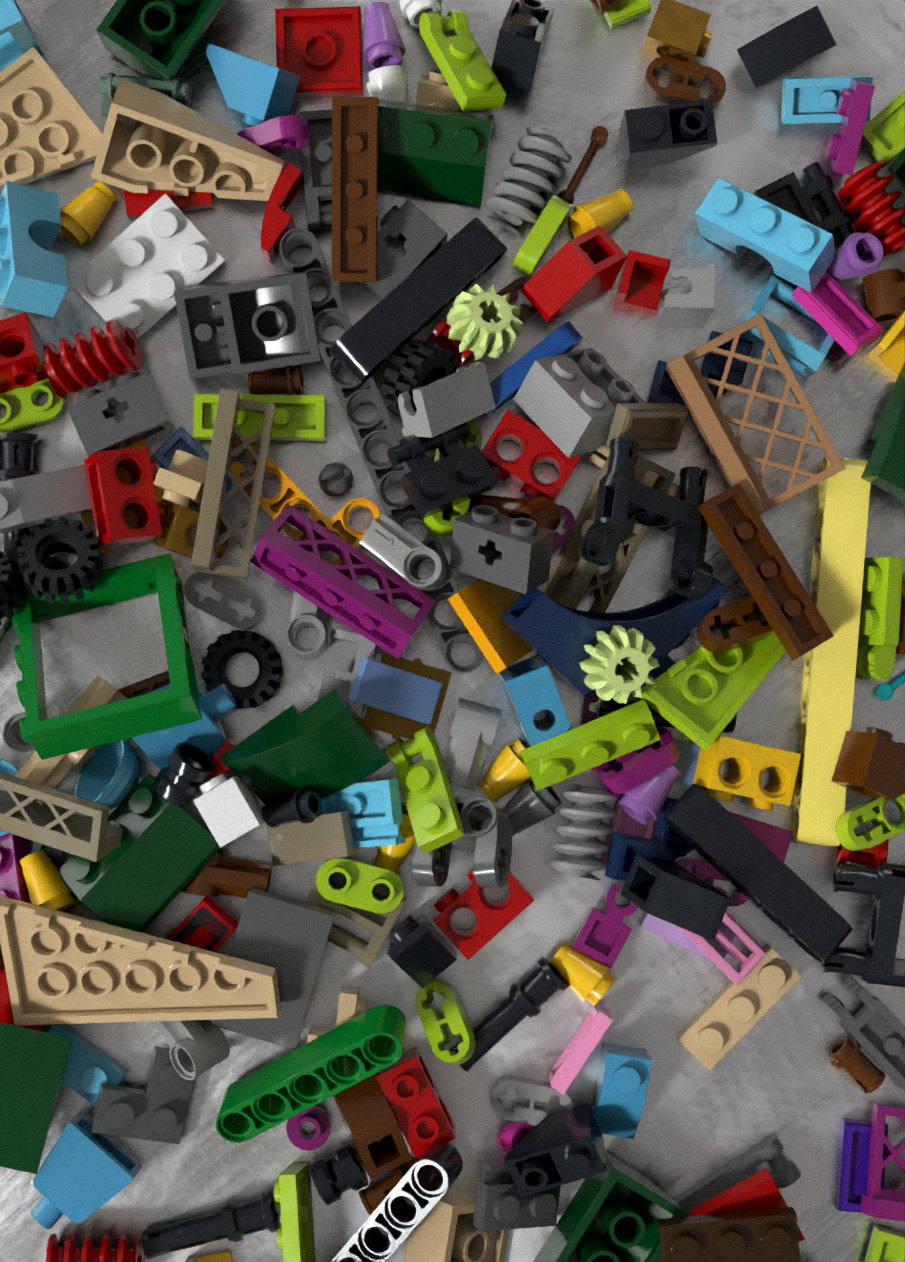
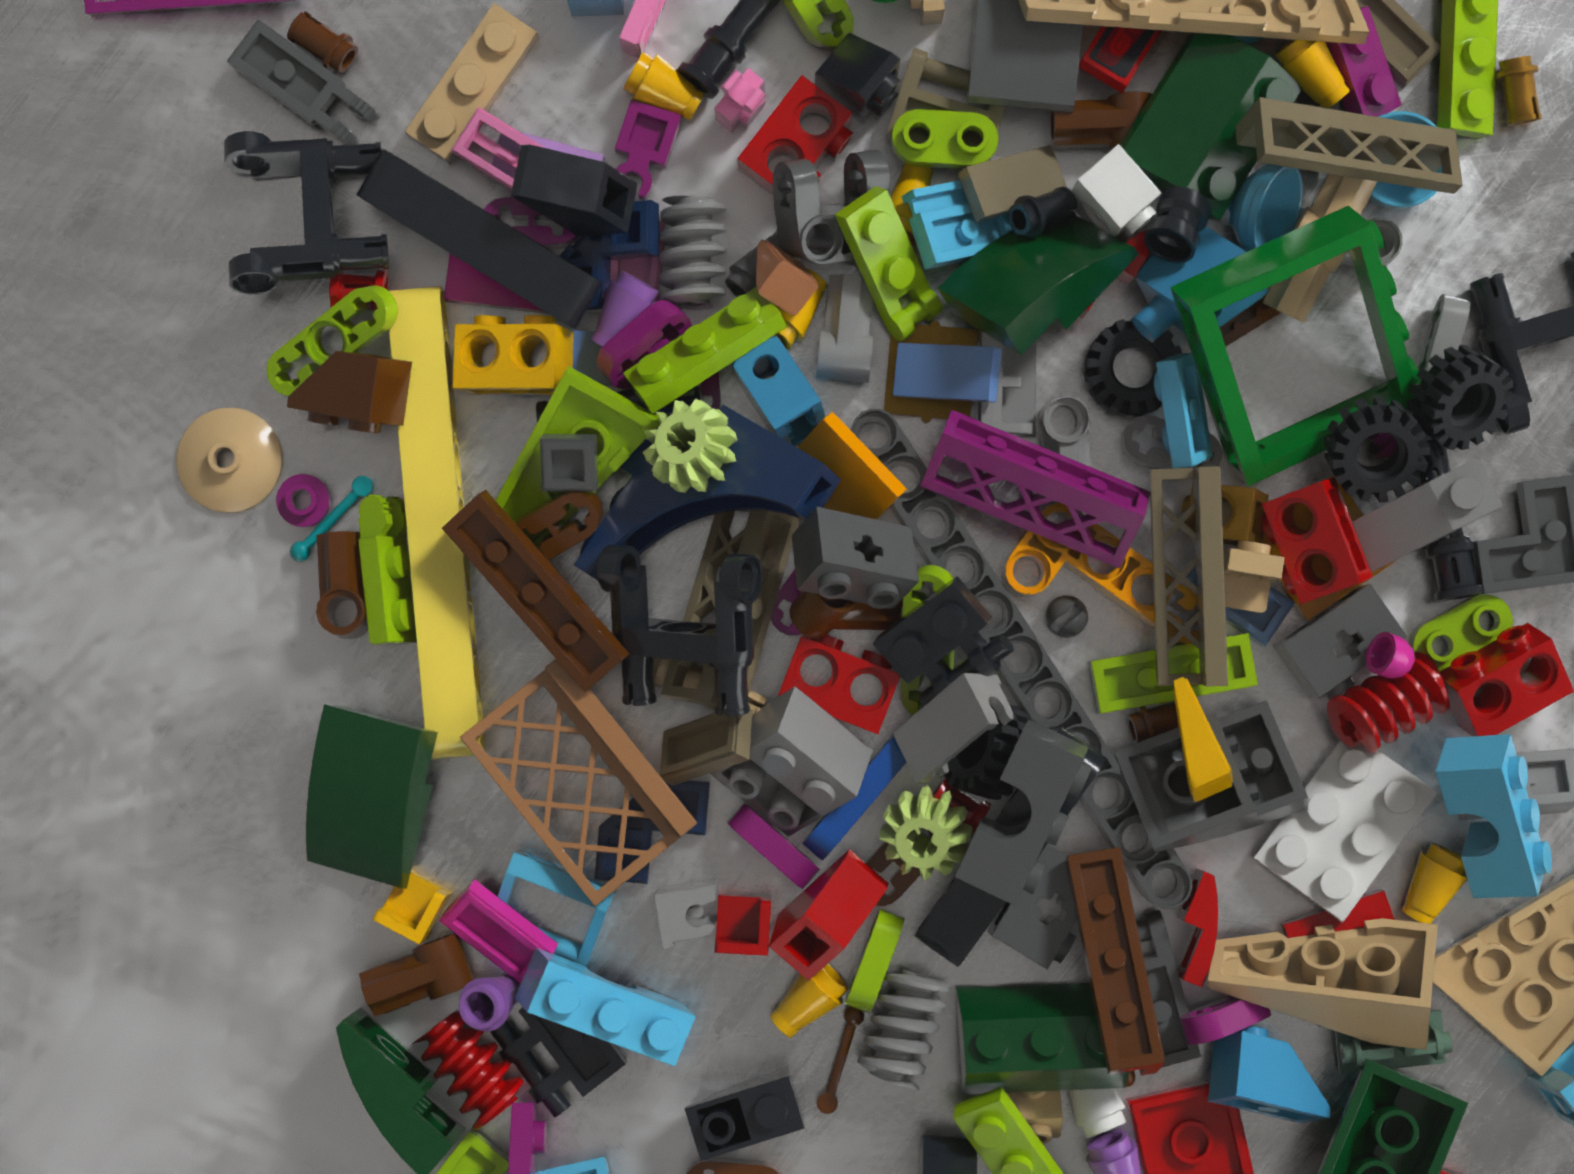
camera: 170 degrees right, 0 degrees up
(84, 391) = (1389, 656): none -> dark pink hinge
(209, 621) = (1186, 426): none -> medium azure plate
(252, 338) = (1203, 757): none -> yellow slope
(402, 552) = (972, 534): light grey piece -> none
(425, 287) = (1005, 856): none -> dark grey arch
(515, 792) = (783, 278): none -> nougat slope
(521, 950) = (741, 100): none -> bright pink plate
(606, 339) = (773, 845): none -> magenta beam
(718, 672) = (569, 462): none -> dark grey tile

